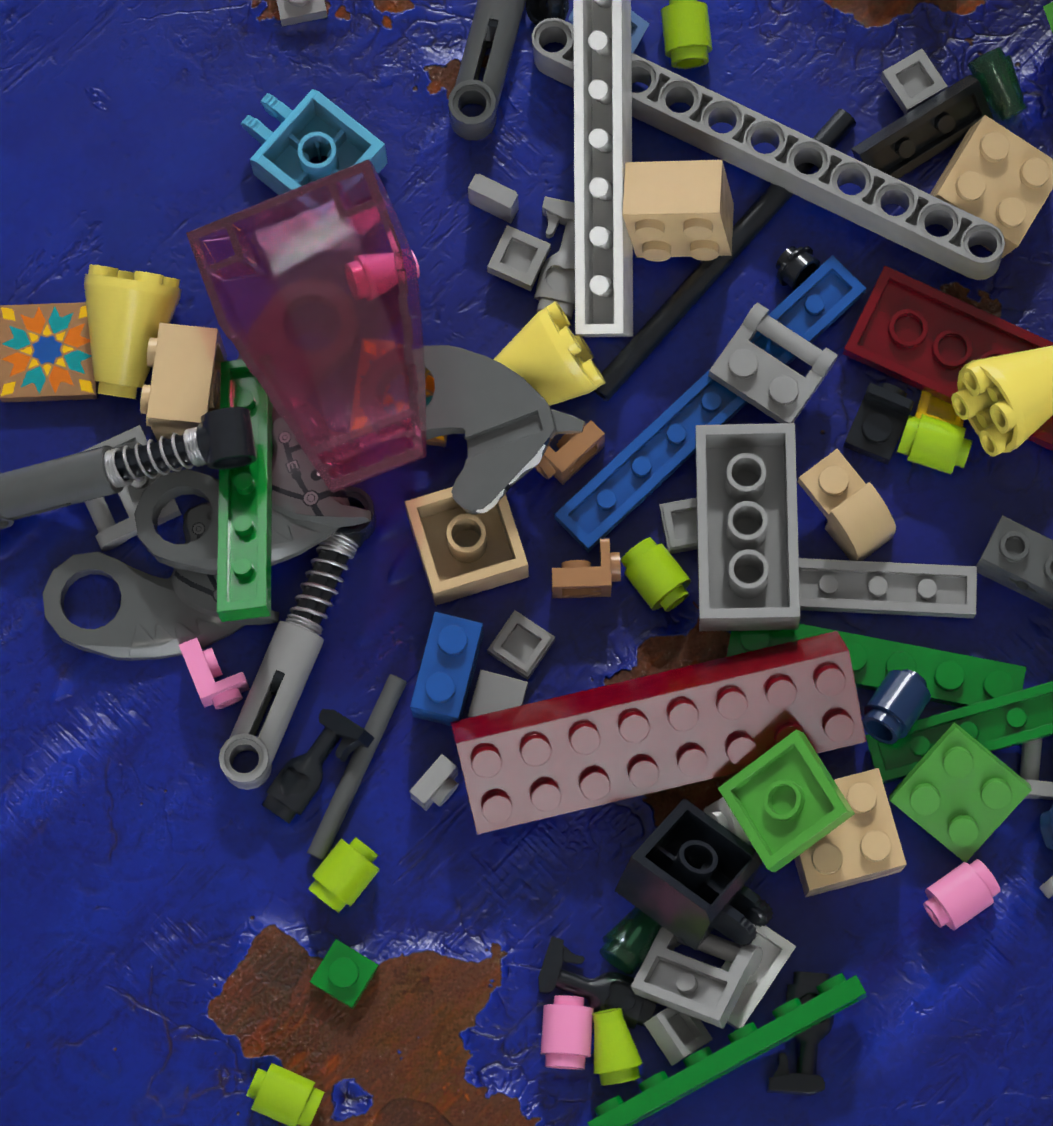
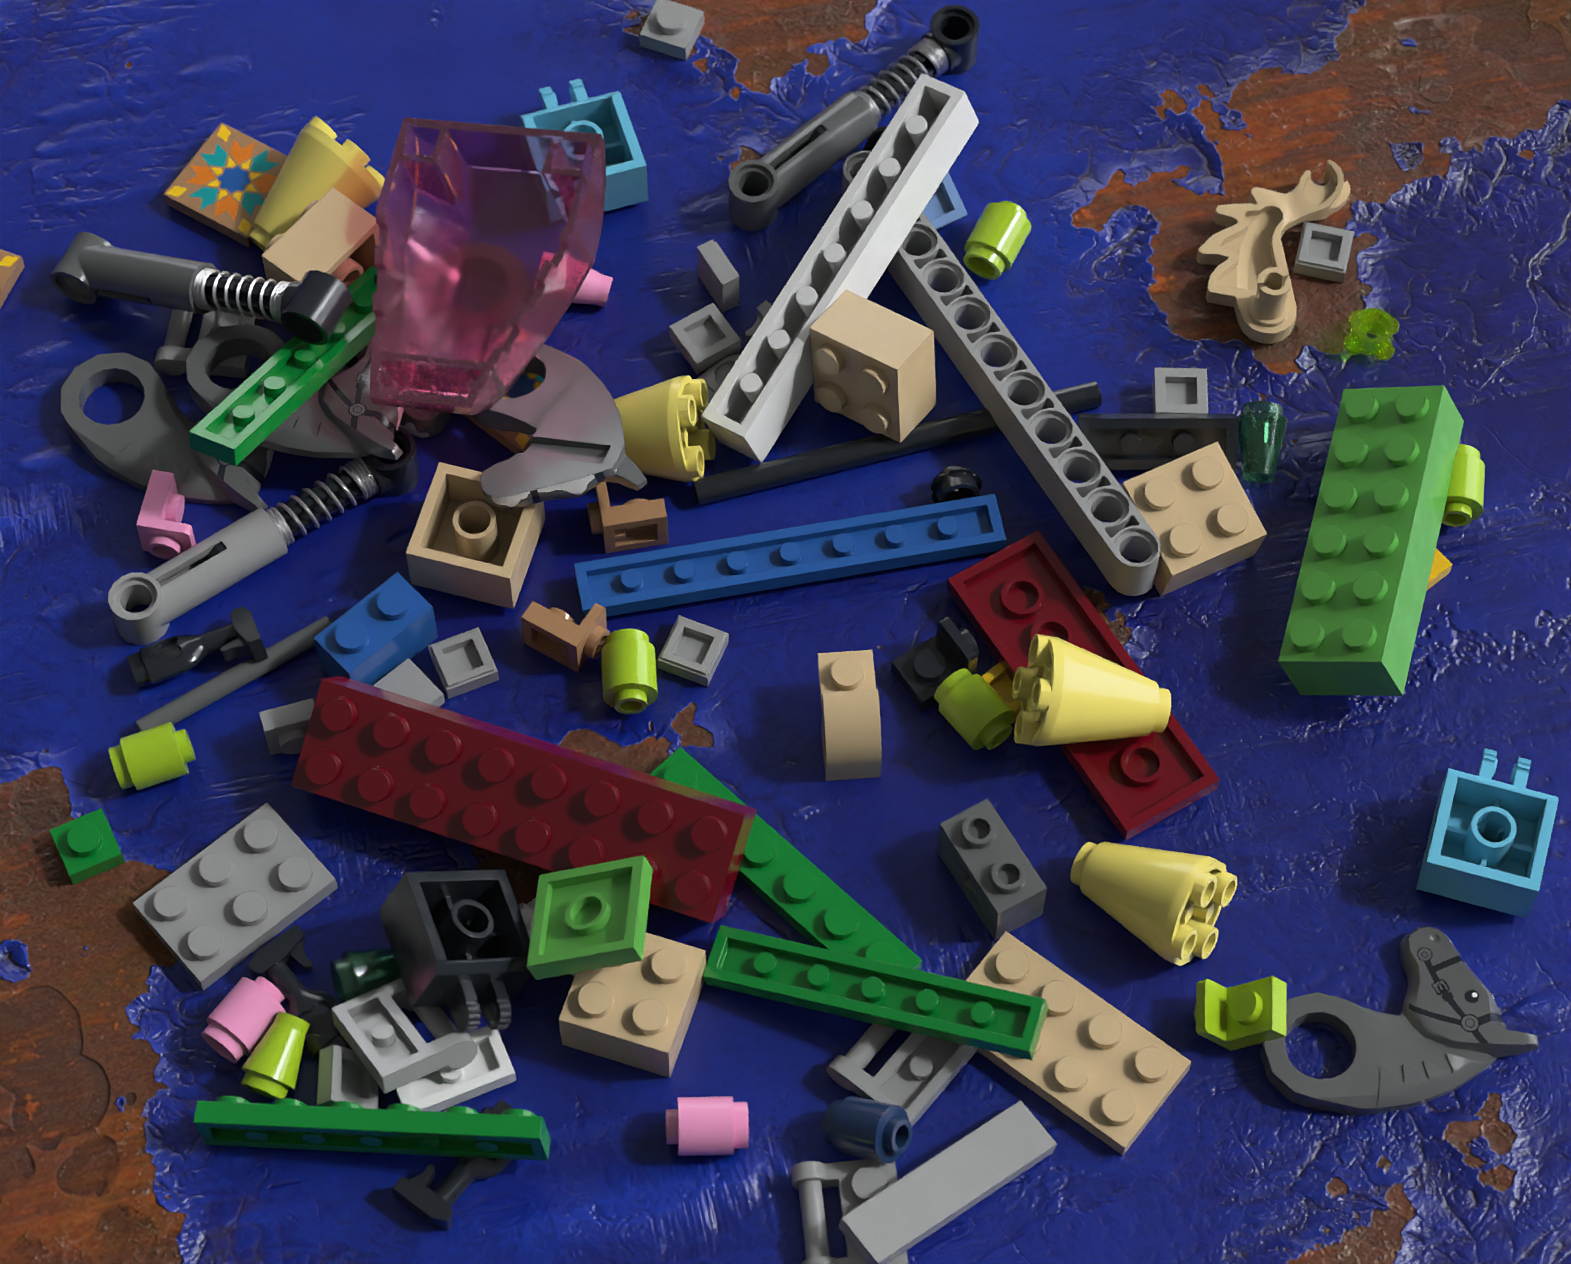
camera: 30 degrees right, 15 degrees down
(484, 940) = (235, 895): none -> light grey plate
(747, 527) = (734, 666): light grey brick -> none
(763, 378) = (851, 558): light grey plate -> none
(888, 588) = (830, 805): light grey plate -> none
(896, 706) = (763, 907): dark blue brick -> none
(960, 792) = (771, 1027): bright green plate -> none

